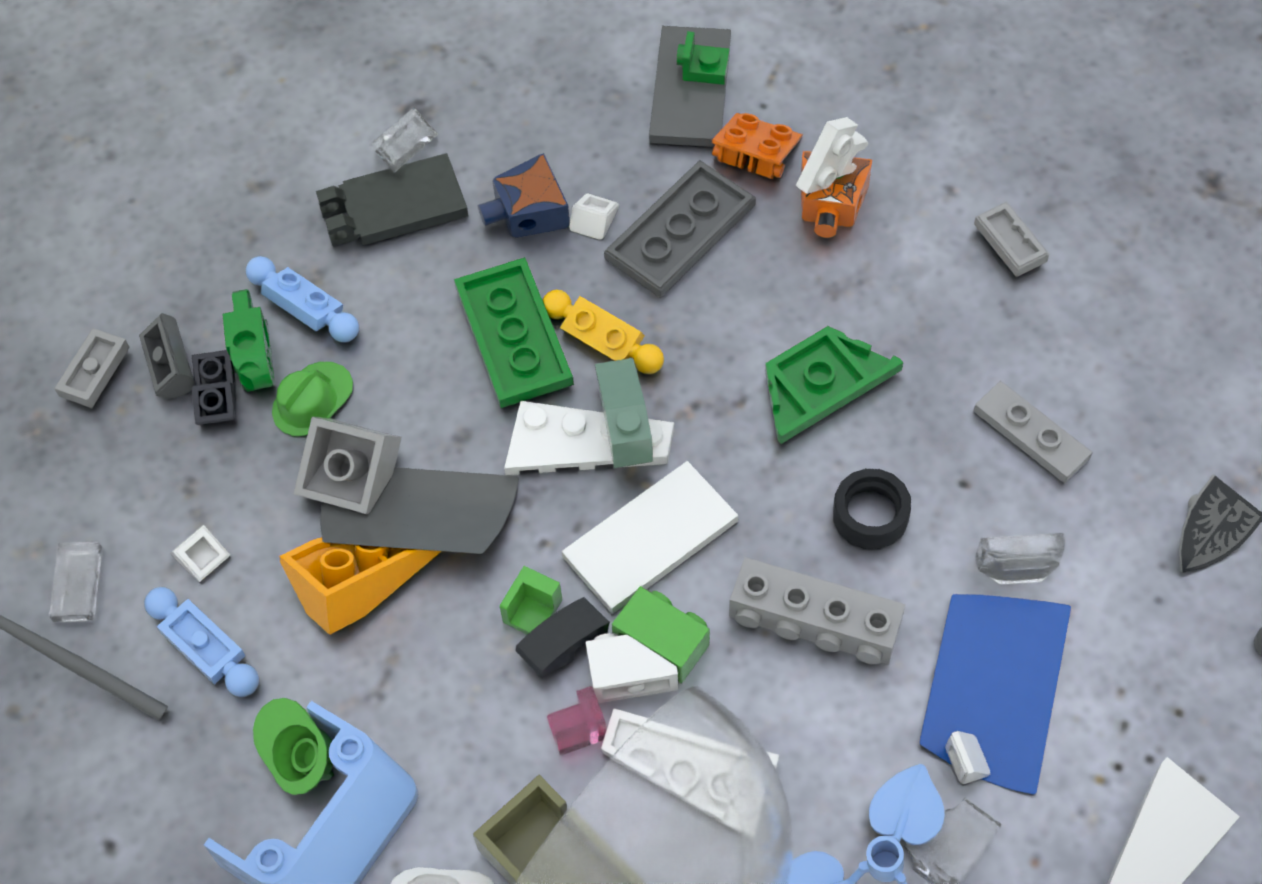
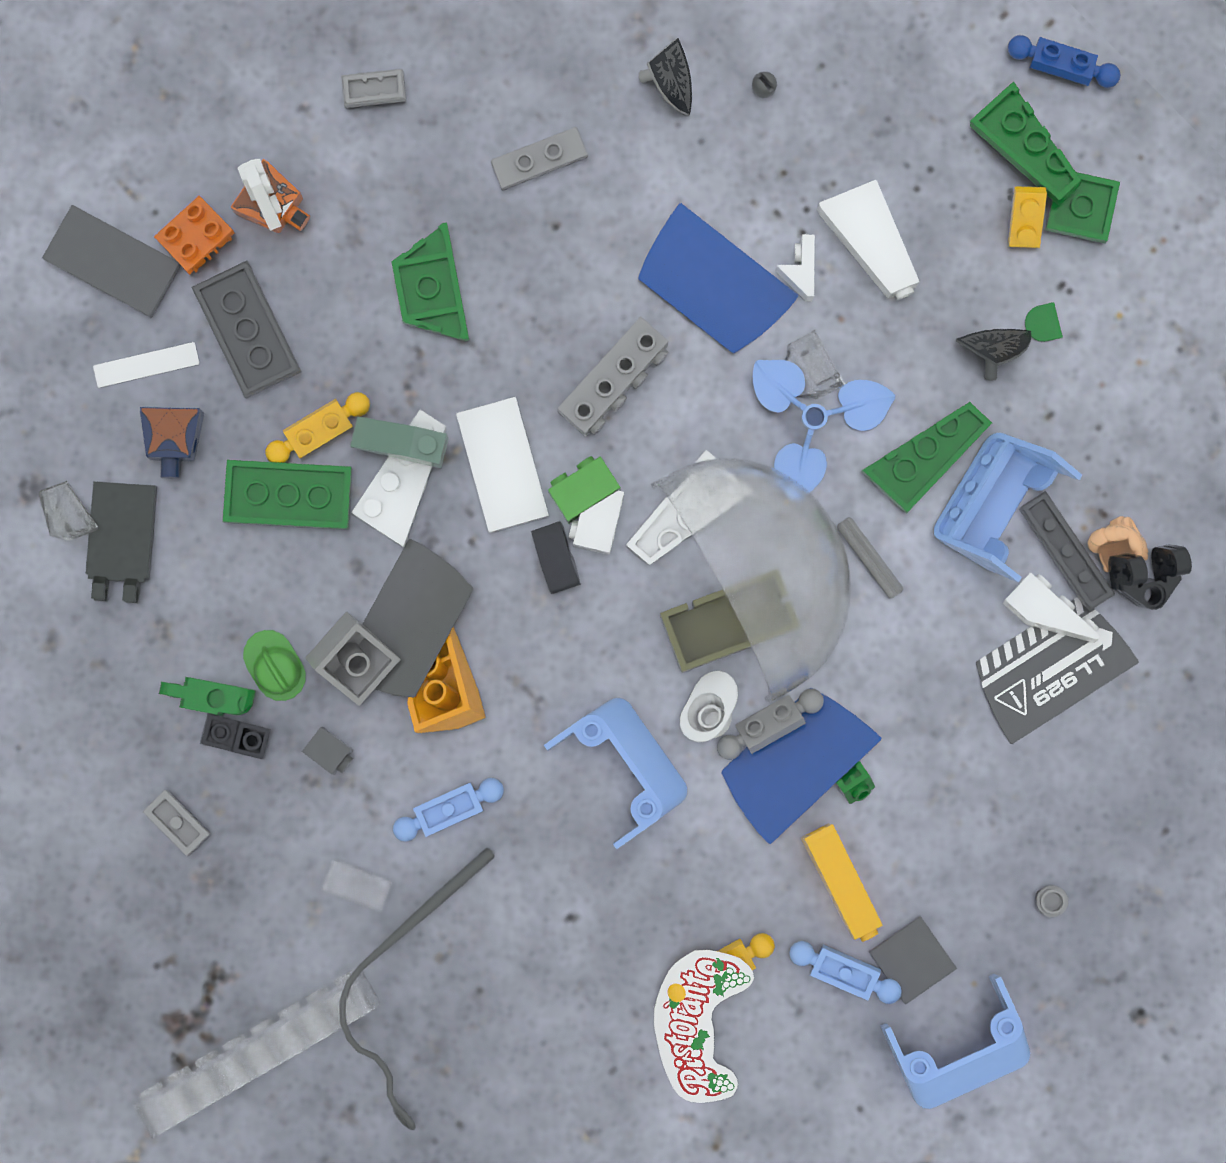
camera: 70 degrees left, 25 degrees up
(166, 358) = (193, 763): dark grey brick -> none
(200, 553) = (372, 790): white slope -> none
(227, 483) = (329, 751): none -> dark grey brick
(292, 746) = (562, 770): bright green piece -> none
(302, 299) = (184, 643): light blue plate -> none
(530, 600) = (520, 569): bright green panel -> none
(578, 724) = (622, 573): clear pink panel -> none
(593, 216) = (204, 390): white slope -> none
(597, 158) = (146, 364): none -> white sticker
(701, 62) = (101, 242): green bracket -> none
(871, 481) = (538, 282): black tyre -> none
(966, 757) = (758, 327): white slope -> none
(1020, 557) = (635, 219): clear slope -> none
(1065, 783) = (801, 276): none -> white slope

